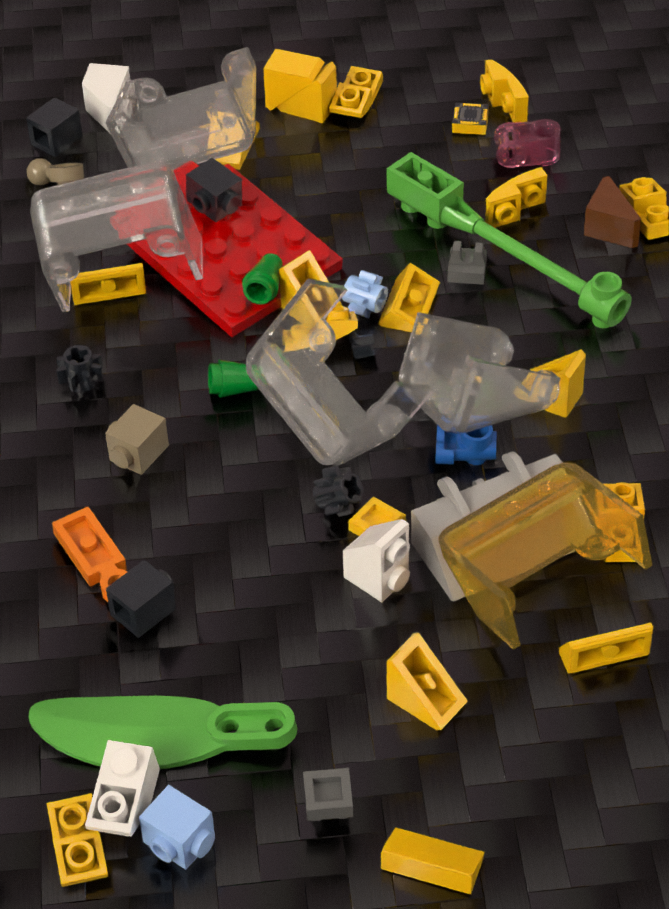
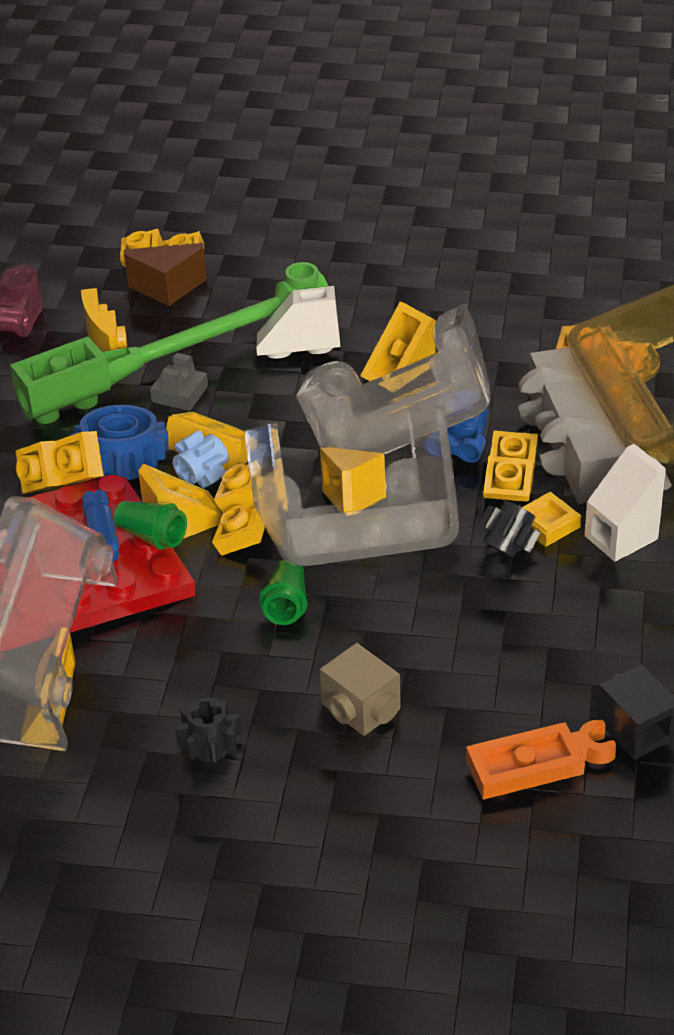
camera: 75 degrees left, 5 degrees down
(251, 254) = (100, 518): none -> blue axle
(323, 213) = (59, 463): none -> yellow slope
(353, 378) = (352, 478): none -> yellow slope
(368, 243) = (126, 438): none -> blue gear
(417, 486) = (511, 466): none -> yellow slope
(562, 312) = (301, 324): none -> white slope

